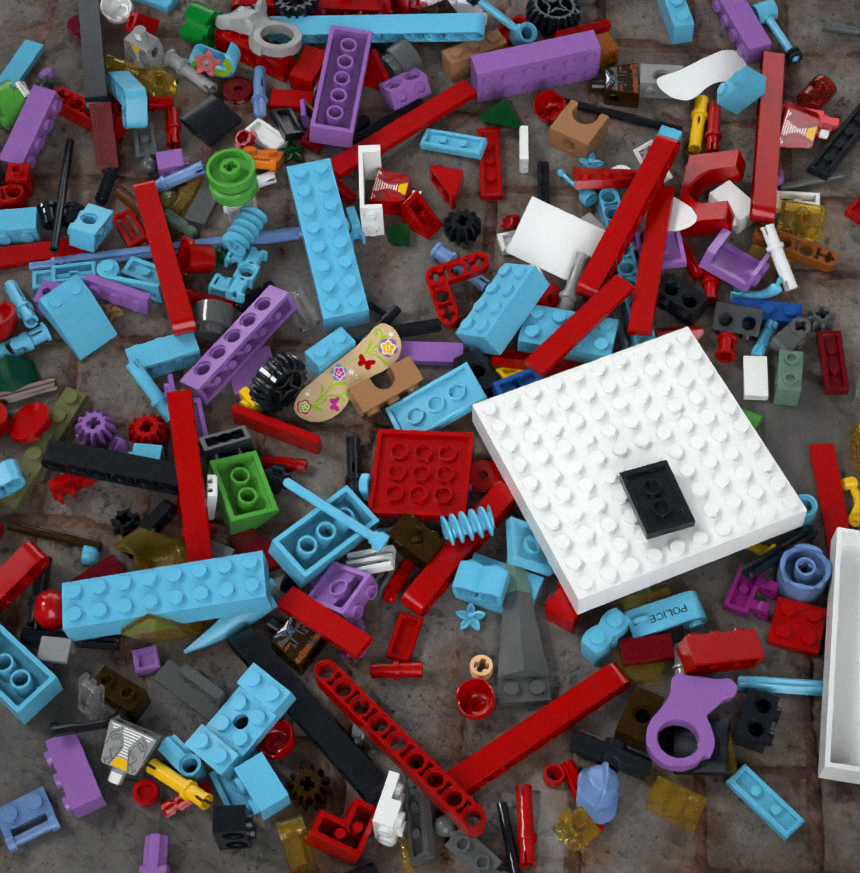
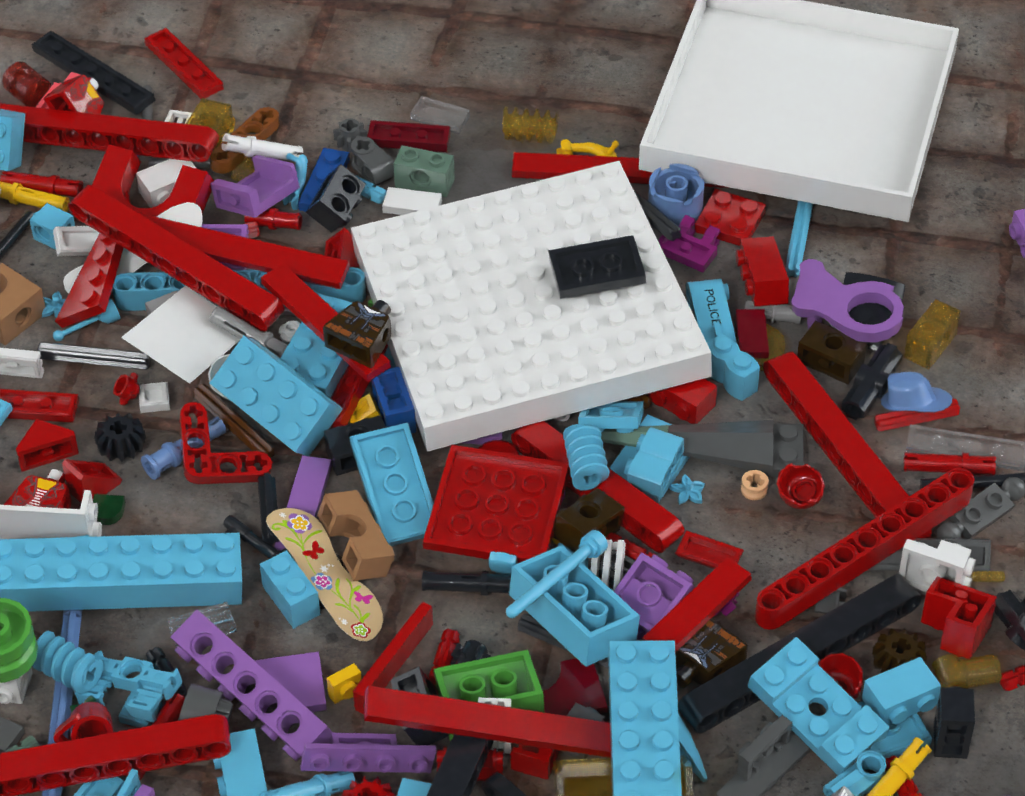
camera: 85 degrees left, 10 degrees down
(278, 382) = (335, 634): black gear -> none
(396, 670) = (753, 559): red pin -> none
(553, 775) = (893, 433): red hinge -> none
(559, 345) = (359, 332): none -> dark brown torso
(586, 828) = (960, 415): clear yellow brick -> none
(683, 296) = (299, 234): black brick -> none
(726, 347) = (363, 215): red bush -> none
(754, 720) = (841, 256): black brick -> none
(765, 802) = (930, 271): medium azure tile -> none

